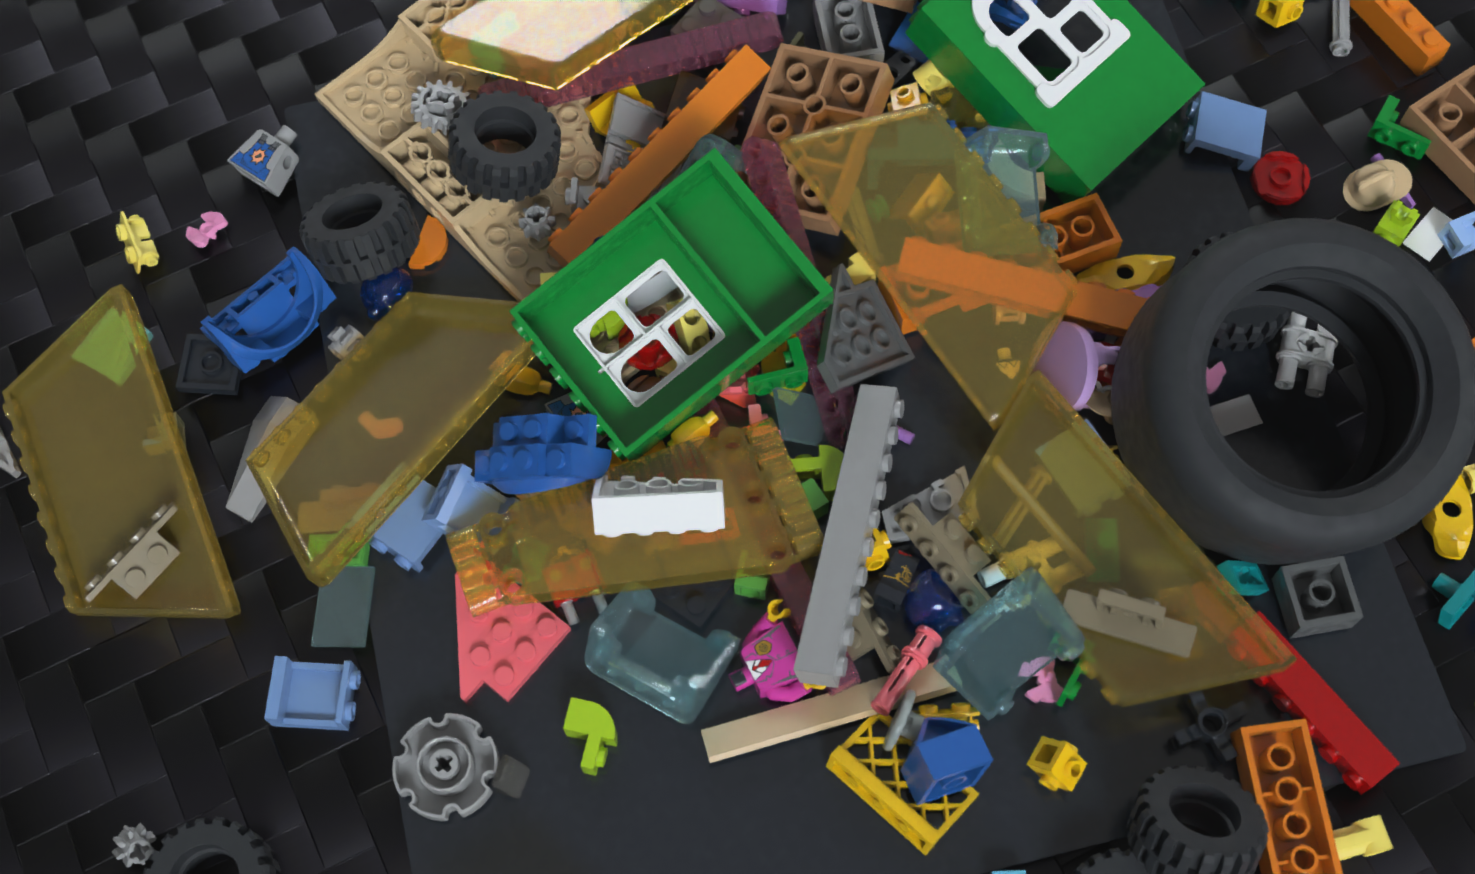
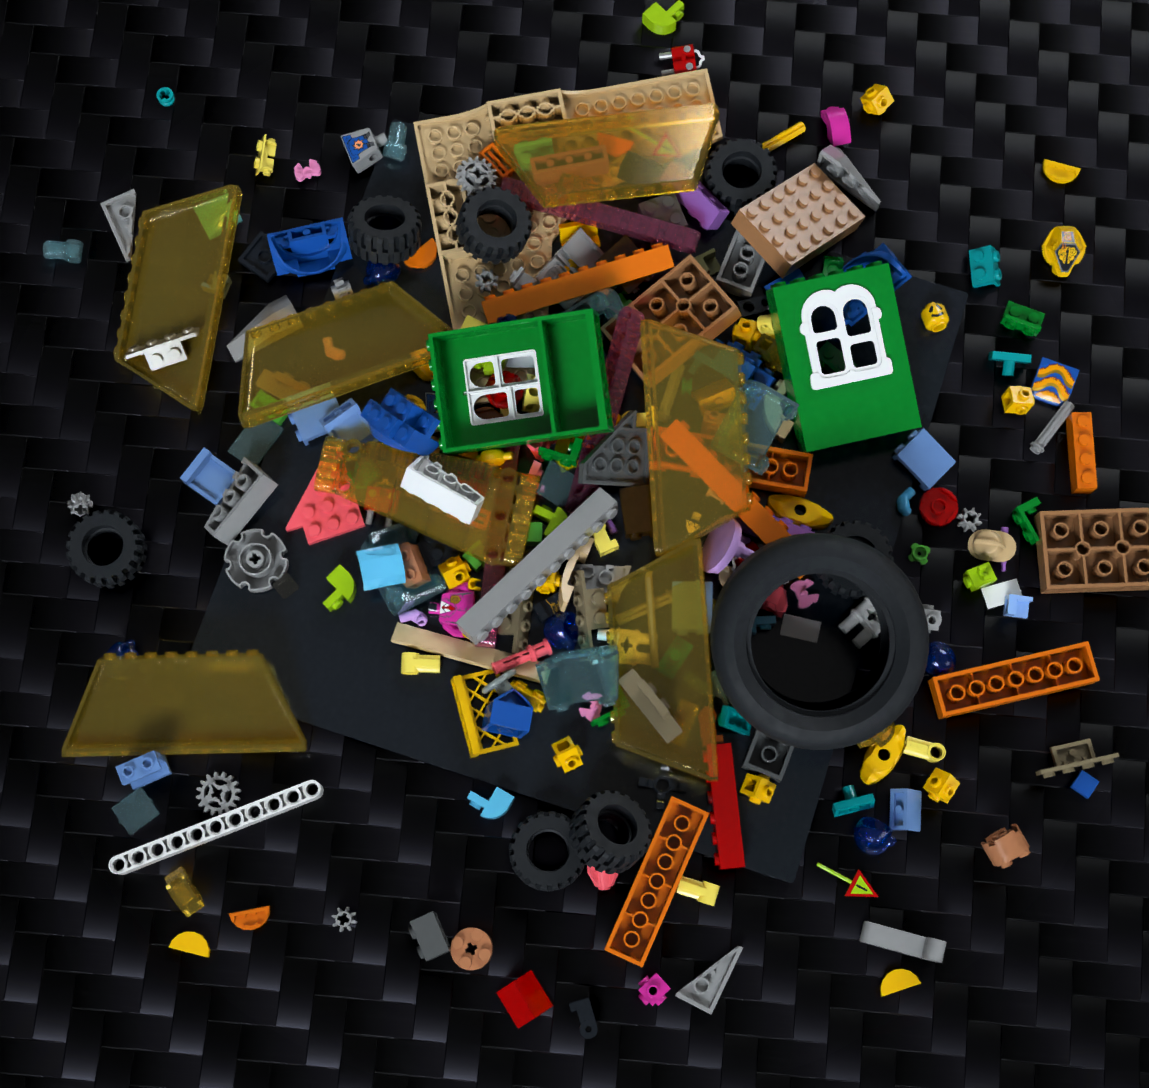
camera: 30 degrees right, 10 degrees up
(307, 132) = (395, 145): none -> clear light blue piece
(374, 698) = (240, 502): none -> light grey wedge
(469, 85) = (508, 173): none -> orange tile
(636, 660) = (381, 566): none -> medium azure slope
(672, 639) = (414, 566): none -> nougat brick
(719, 707) = (414, 615): none -> lavender arm
(737, 612) = (454, 571): none -> yellow brick
(763, 771) = (414, 663): none -> light yellow piece
(905, 543) = (566, 590): none -> tan slope
(909, 459) = (603, 543): none -> light yellow leg
(928, 391) = (636, 511): none -> dark brown brick
(1239, 192) = (903, 501): none -> dark azure arm
(1329, 169) = (970, 515): none -> light grey gear
(1337, 649) = (758, 788): none -> yellow brick

